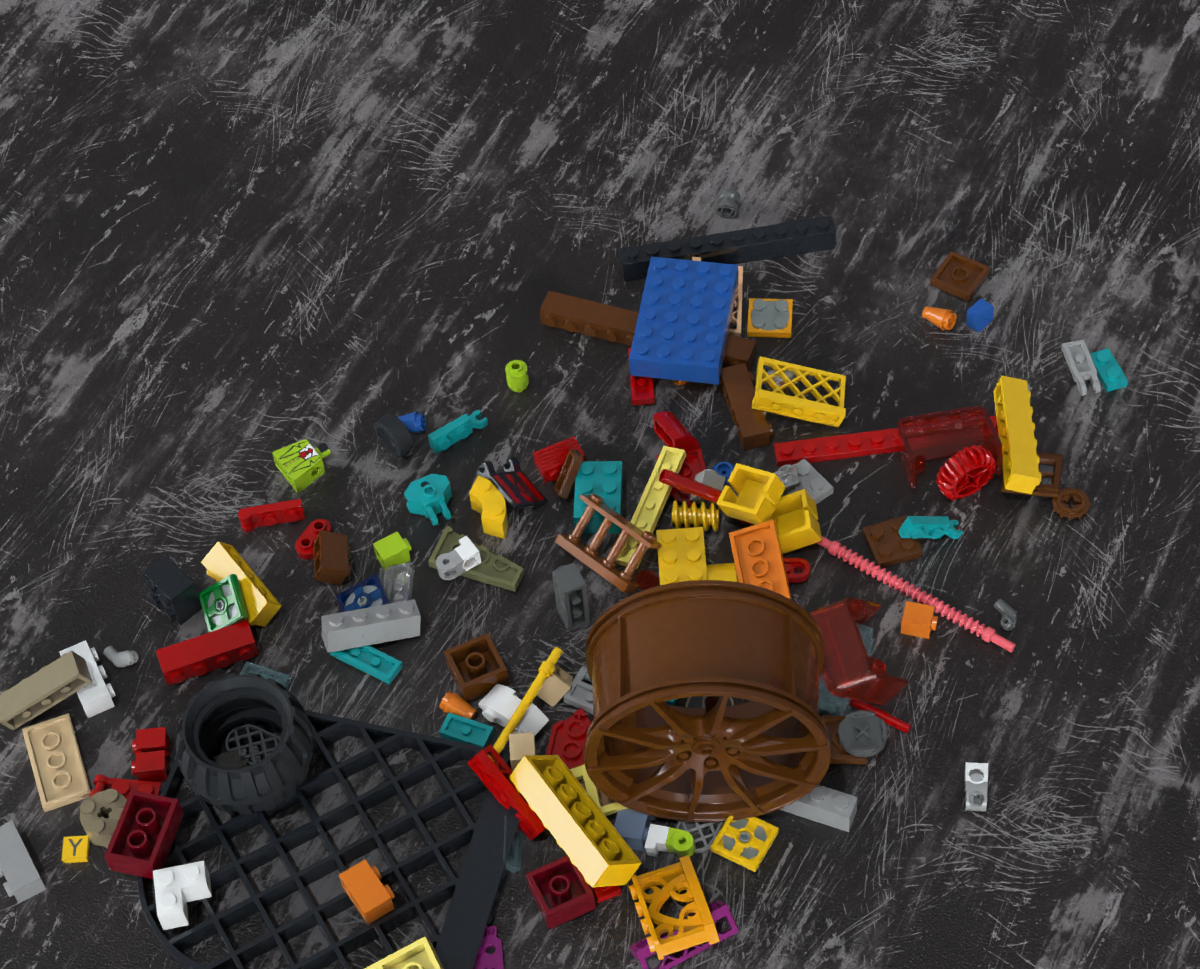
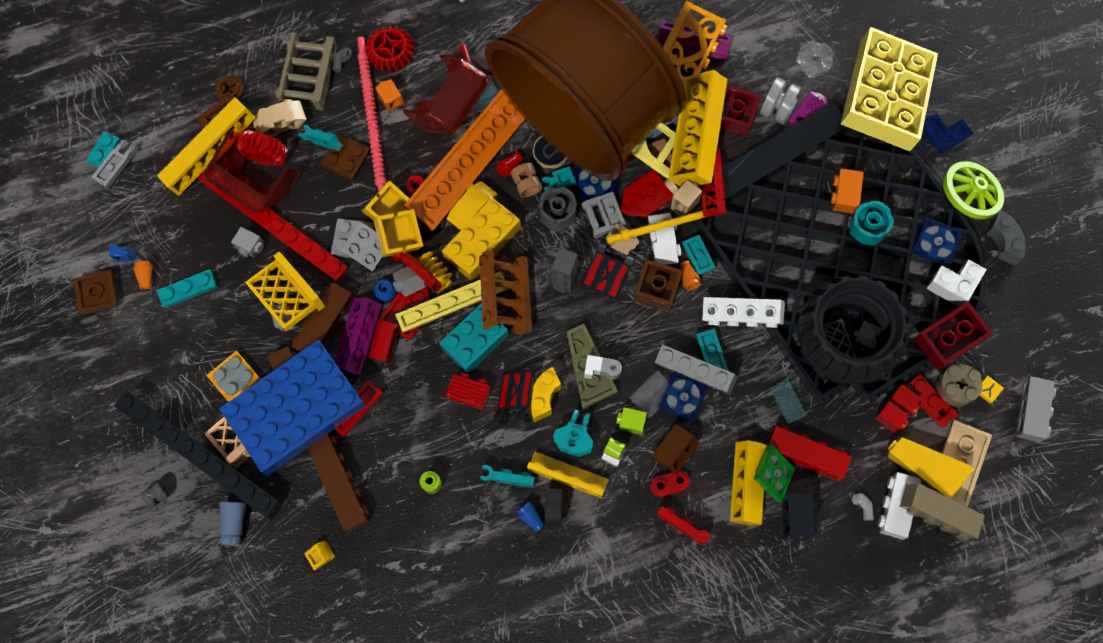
camera: 135 degrees left, 20 degrees up
(81, 724) = (933, 468): none -> yellow slope
(232, 920) = (937, 242): none -> clear blue piece
(301, 463) = (628, 550): lime torso -> none
(314, 874) = (869, 233): none -> teal brick
(371, 704) = (743, 311): none -> white brick
(383, 513) = (614, 452): none -> lime leg
(392, 482) = (568, 475): none -> yellow fence
(523, 934) = (779, 100): none -> light grey wheel
(535, 646) = (607, 273): none -> flag
(554, 274) = (319, 555): none -> yellow slope
(568, 473) = (477, 363): reddish brown tile -> none
(645, 231) = (231, 522): none -> sand blue plant
(703, 422) = (359, 336): none -> magenta fence
(884, 406) = (248, 243): none -> light grey brick
(891, 340) = (187, 289): none -> teal plate
(977, 669) = (379, 52): none -> red gear
(989, 512) = (279, 118): none -> tan brick
(1012, 593) = (321, 80): none -> dark tan fence

